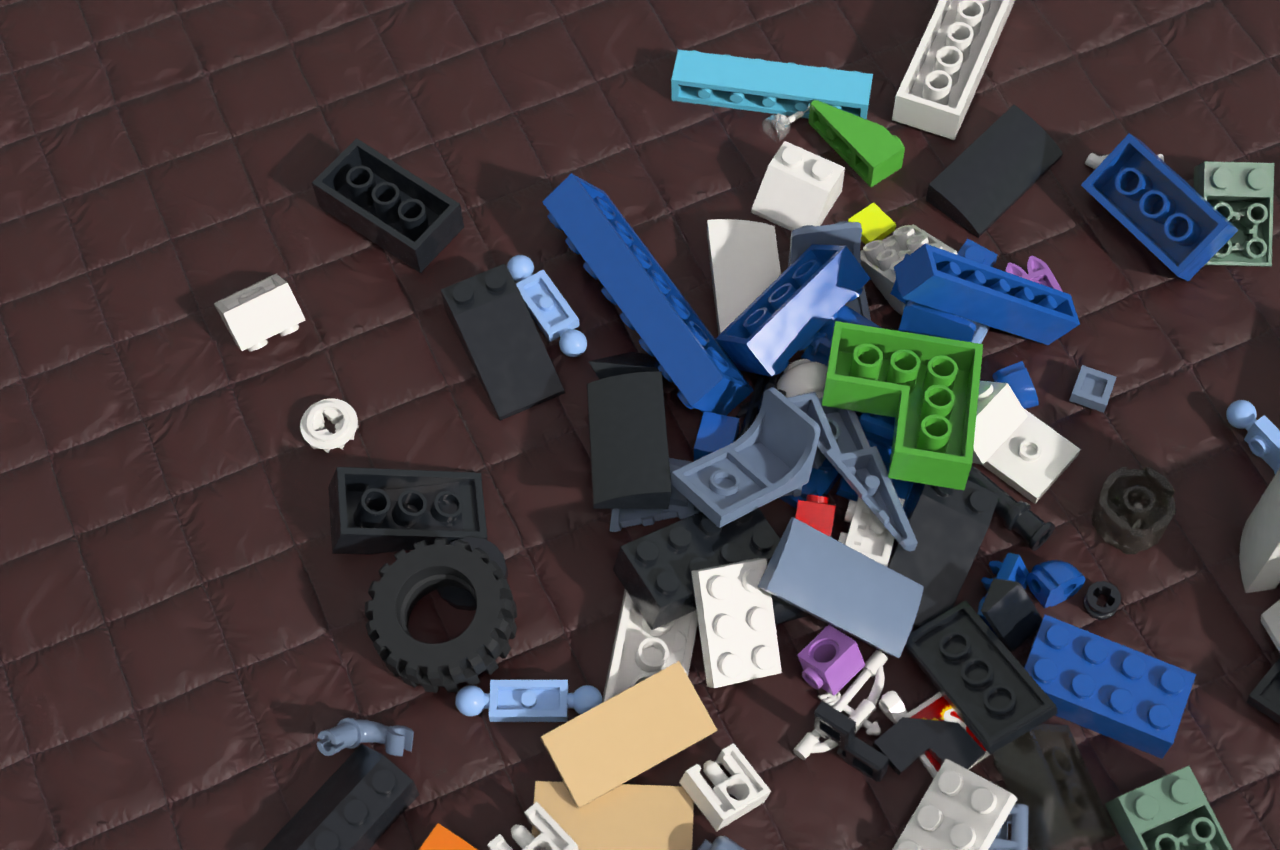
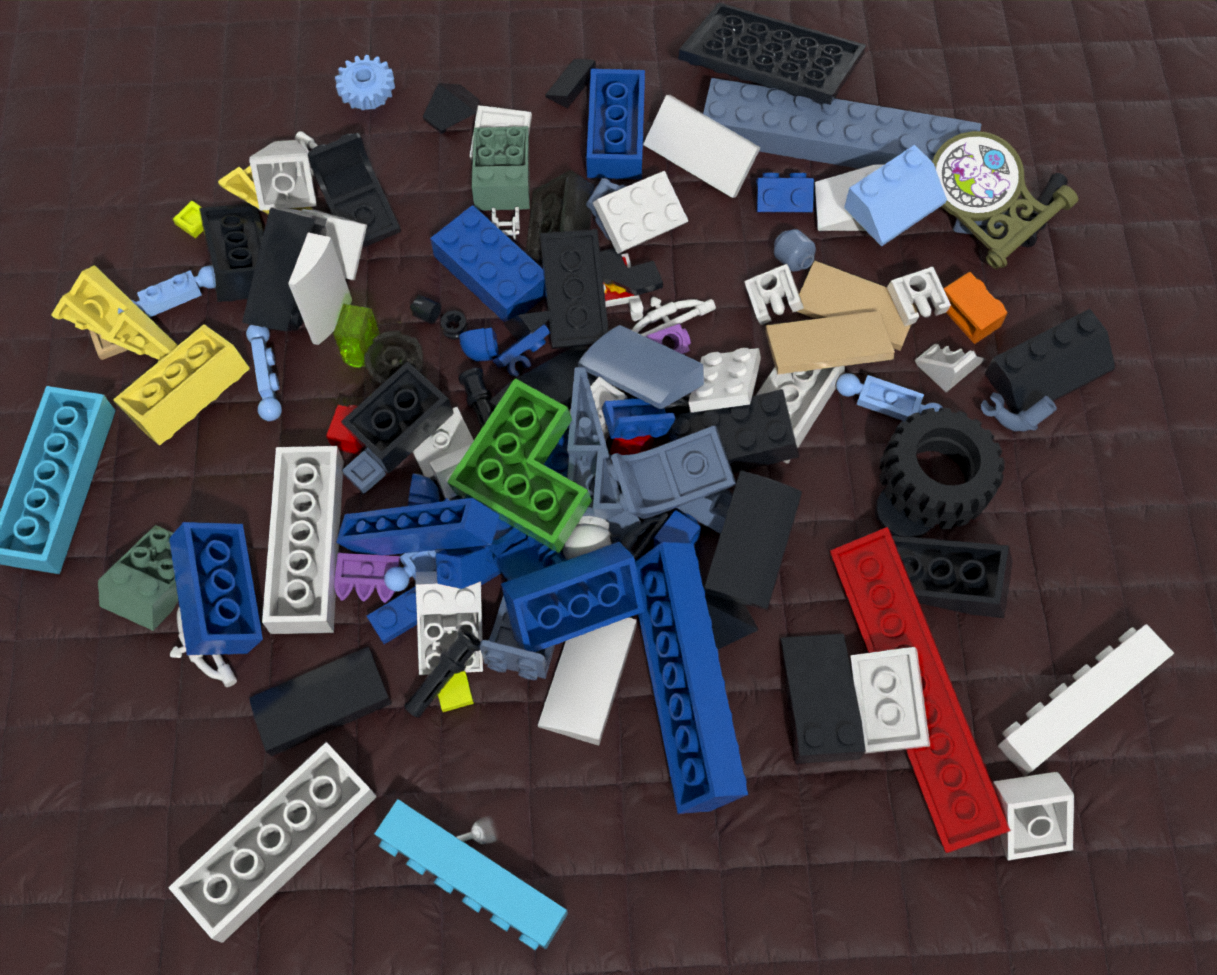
camera: 160 degrees left, 5 degrees up
(222, 437) = (1085, 699): none -> white brick
(337, 412) = (998, 668): white gear -> none
(388, 205) = (888, 878): black brick -> none
(411, 388) = (892, 619): none -> red plate
(430, 351) = (890, 700): none -> white plate
(465, 780) = (946, 366): none -> white slope
(547, 306) = (770, 720): light blue plate -> none
(798, 188) = (502, 745): white slope -> none
(823, 510) = (635, 418): none -> blue bracket
(858, 754) = (680, 283): black tile -> none
(860, 142) = (418, 767): bright green slope -> none
(884, 225) = (451, 662): none -> black pin
(1089, 435) = (398, 417): none -> black slope
(1109, 291) = (303, 540): none -> white brick
(1133, 760) = (515, 223): none -> white piece
(1139, 425) = (339, 435): none -> red brick
(1147, 603) = (426, 309): none -> black hose
(1200, 518) = (355, 333): none -> clear neon green brick

